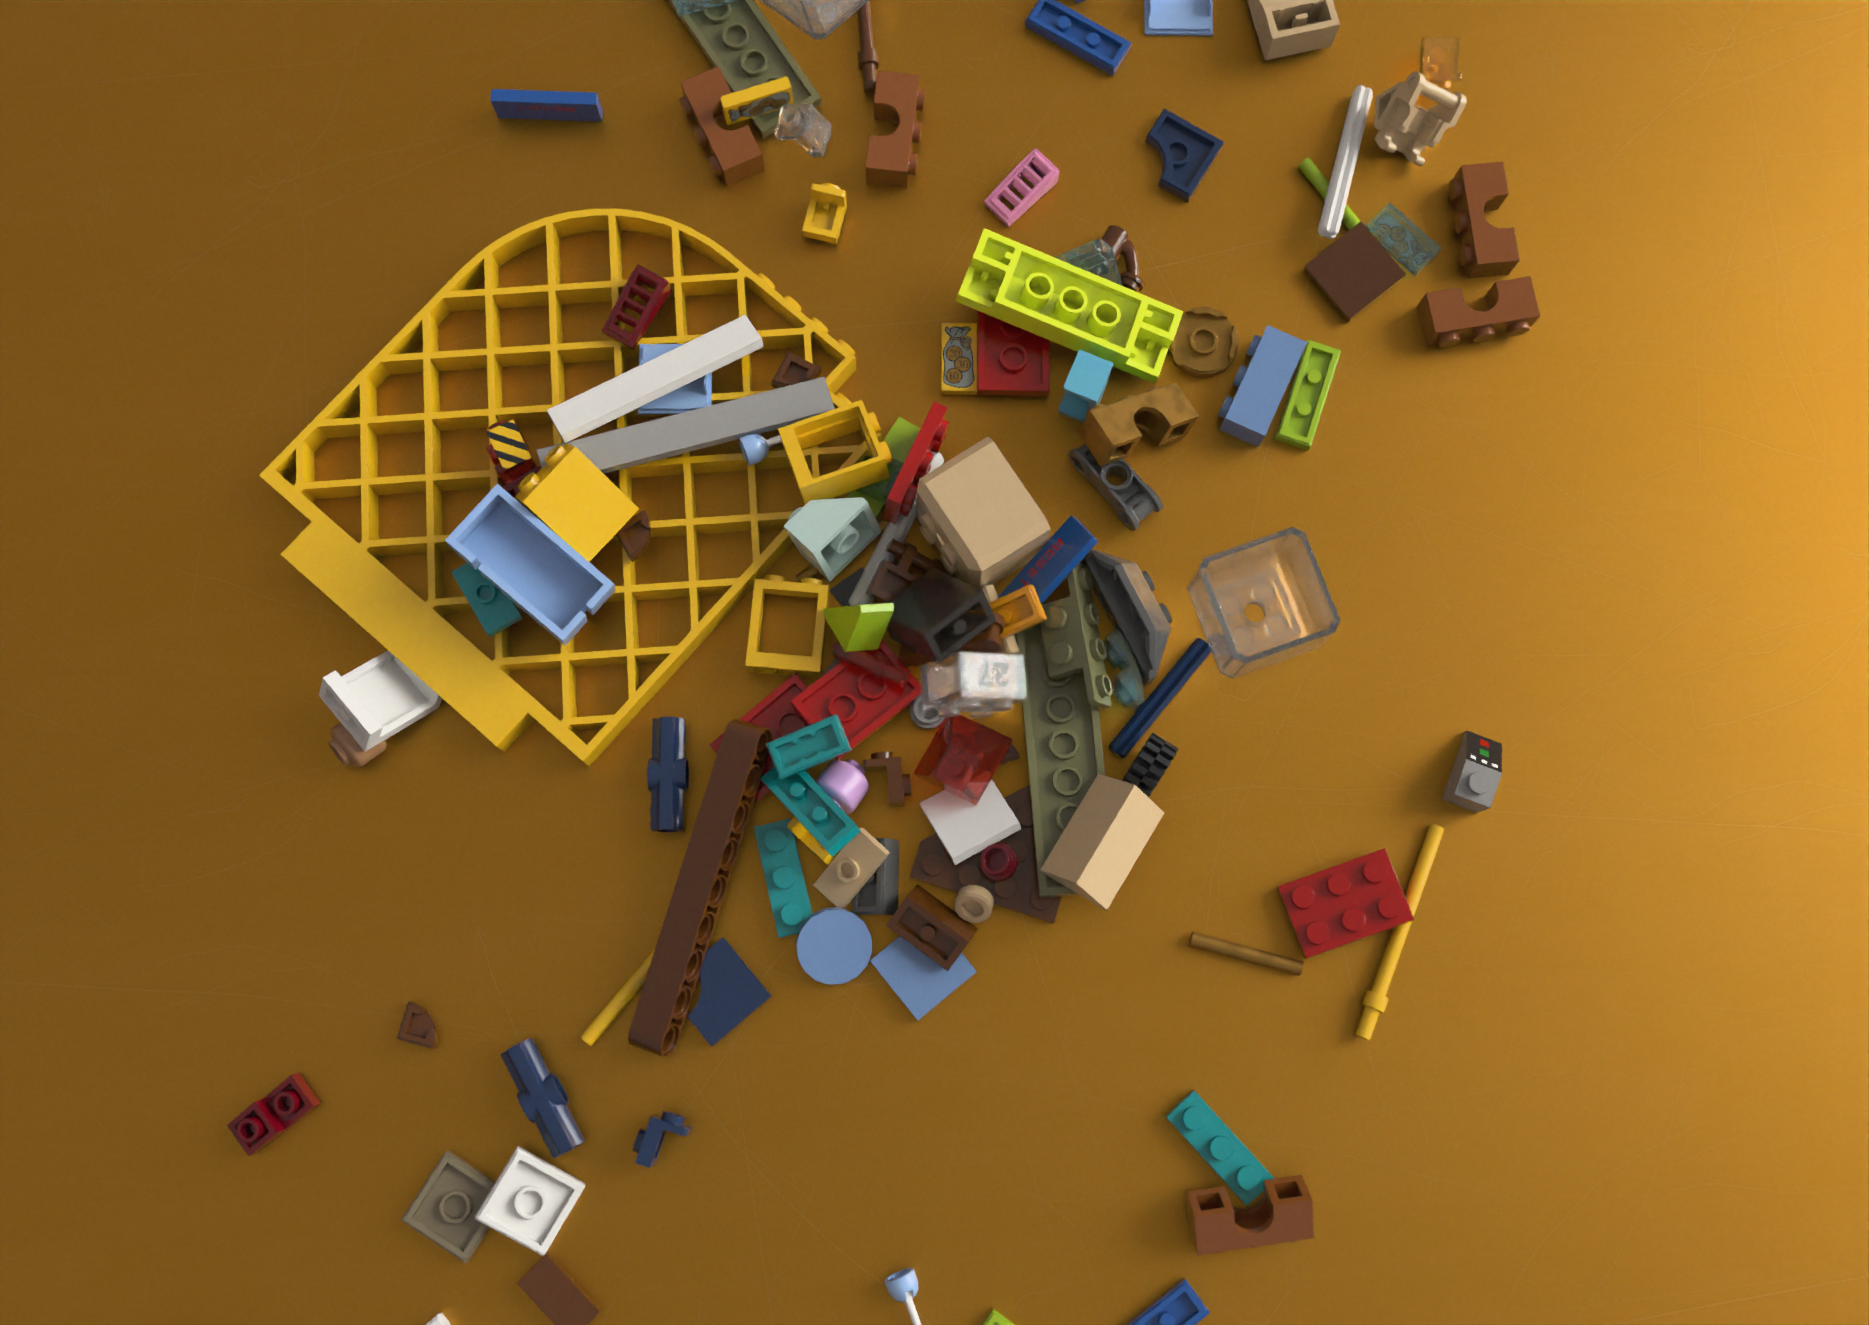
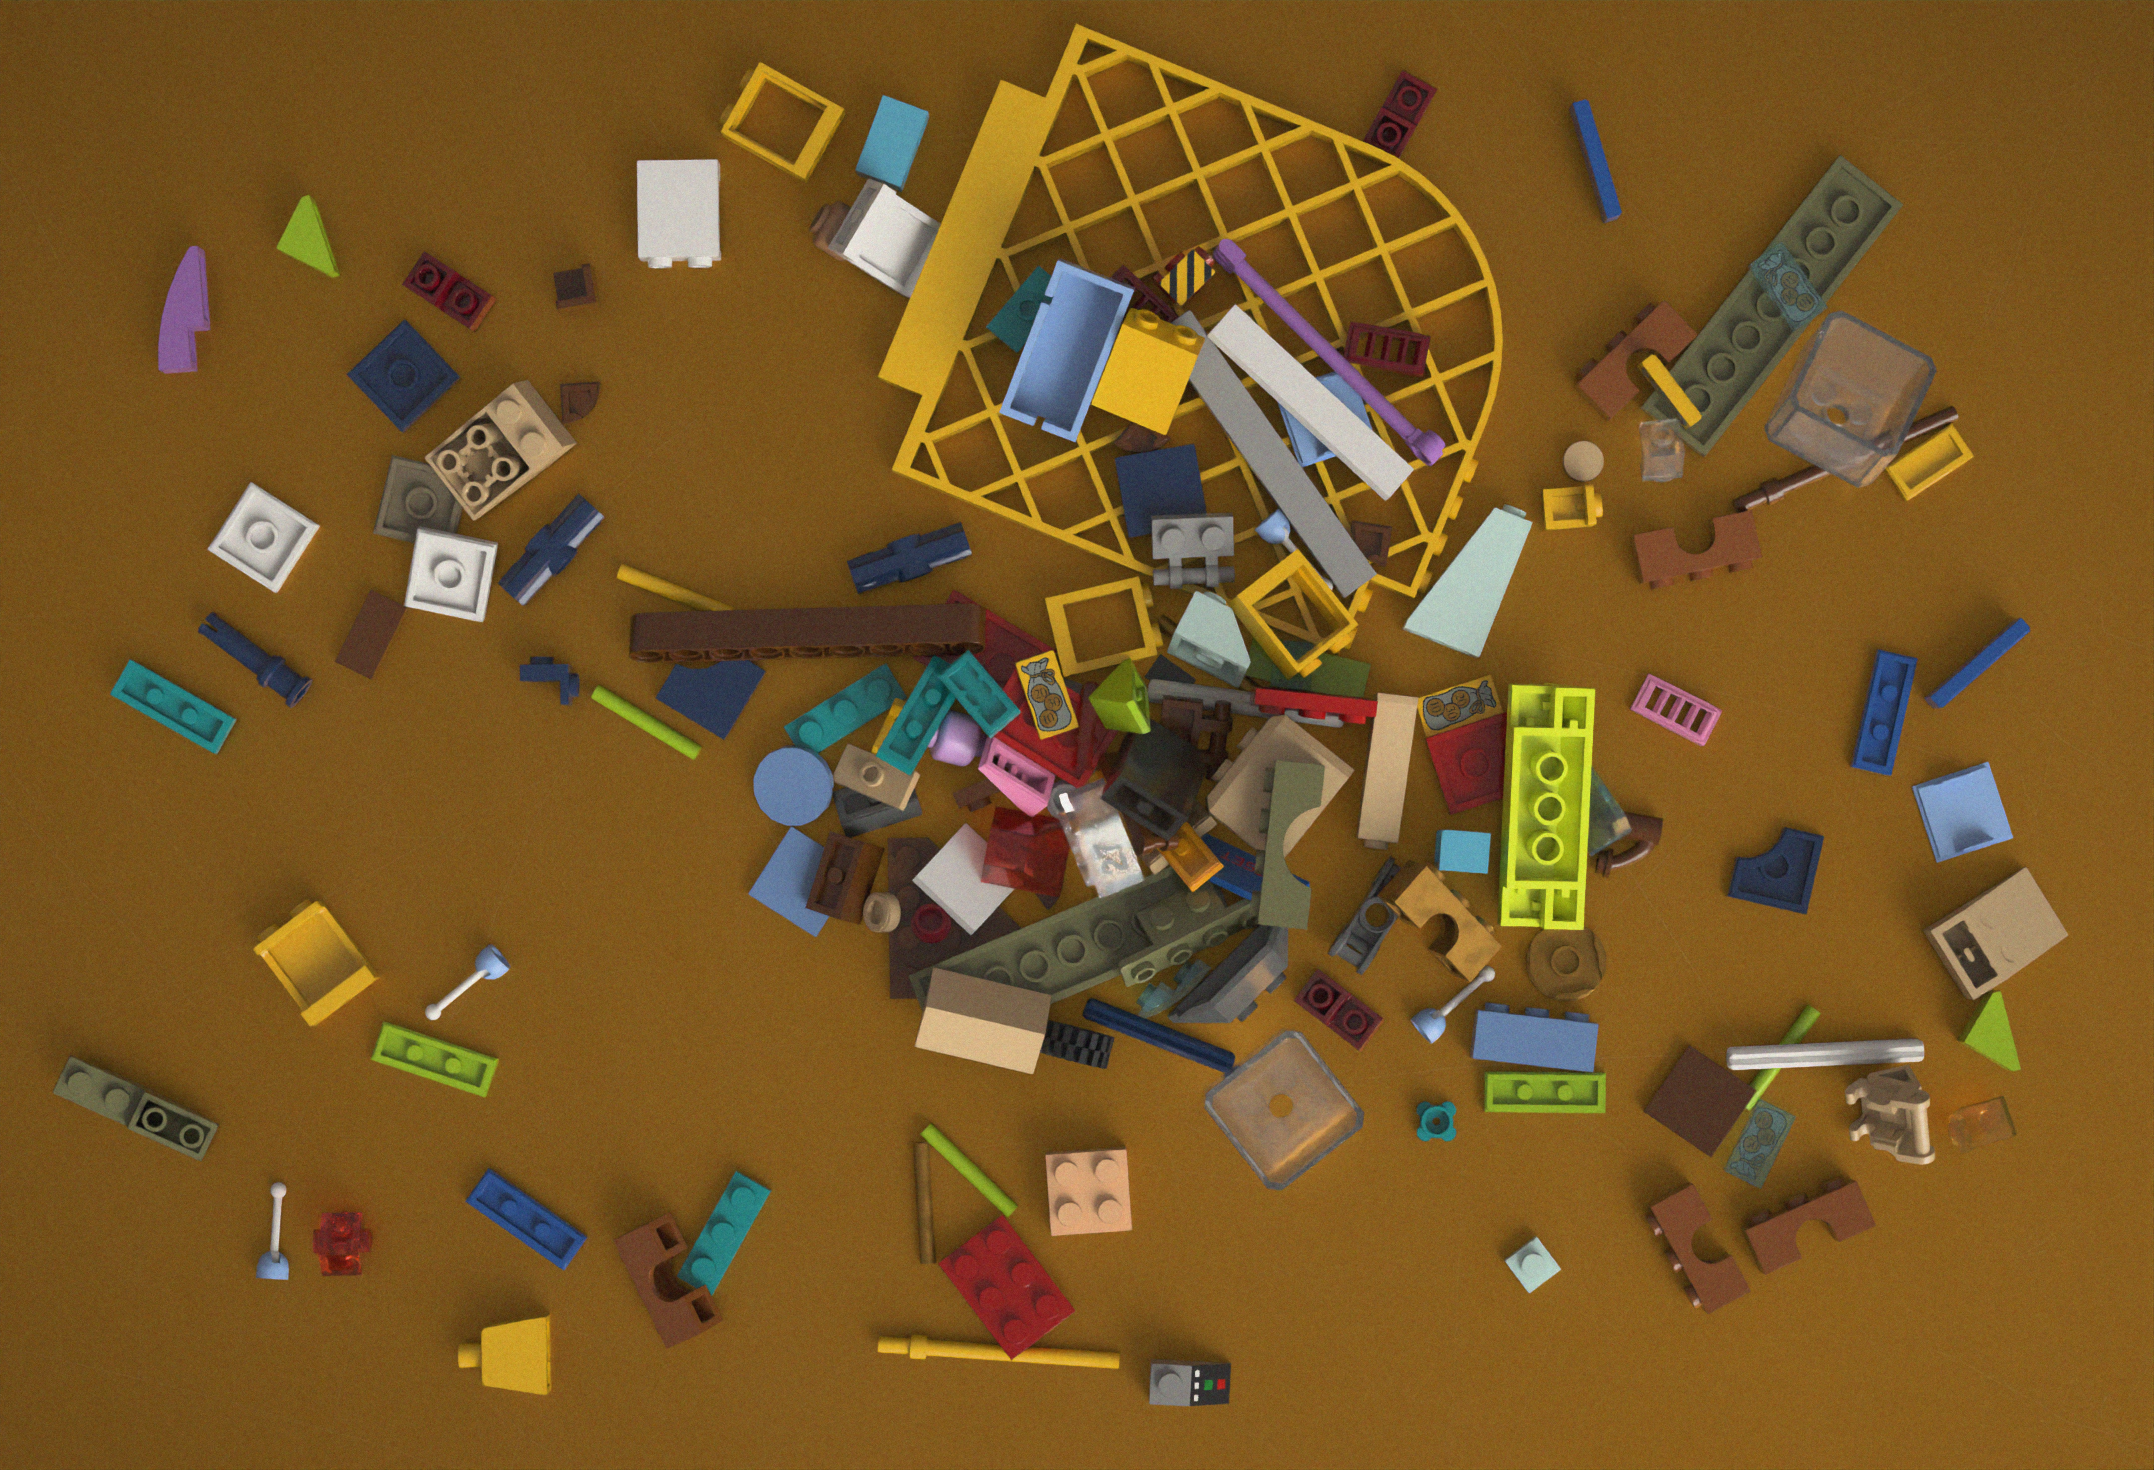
camera: 80 degrees right, 10 degrees up
(170, 1234) = (307, 239): none -> lime slope
(247, 714) = (819, 139): none -> yellow window
(284, 877) = (678, 212): none -> white panel
(295, 666) = (892, 143): none -> medium azure panel
(318, 994) = (576, 289): none -> reddish brown panel
(334, 1183) = (404, 376): none -> dark blue tile
(432, 1114) = (500, 449): none -> tan slope
(444, 242) = (1400, 114): none -> dark red slope
(687, 533) = (1159, 485): none -> dark blue tile
(730, 304) = (1425, 446): none -> medium lavender hinge
(730, 1063) = (646, 722): none -> lime bar
(736, 518) = (1192, 536): none -> light grey plate
(790, 196) = (1582, 461): none -> tan tile
(829, 689) = (1046, 694): none -> tile
(862, 311) = (1470, 590): none -> light aqua slope
(893, 741) = (1033, 782): none -> bright pink slope
(979, 416) = (1386, 770): none -> tan slope
(1078, 527) = (1293, 790): none -> olive arch
(1186, 538) = (1339, 1010): none -> dark red slope
(1221, 465) = (1432, 1022): none -> hinge
(1228, 903) = (969, 1170): none -> lime bar
(1281, 801) = (1088, 1191): none -> light nougat brick
(1306, 479) = (1444, 1129): none -> teal plate
(1367, 31) = (1990, 1032): none -> lime slope
(1452, 451) = (1532, 1264): none -> light aqua plate

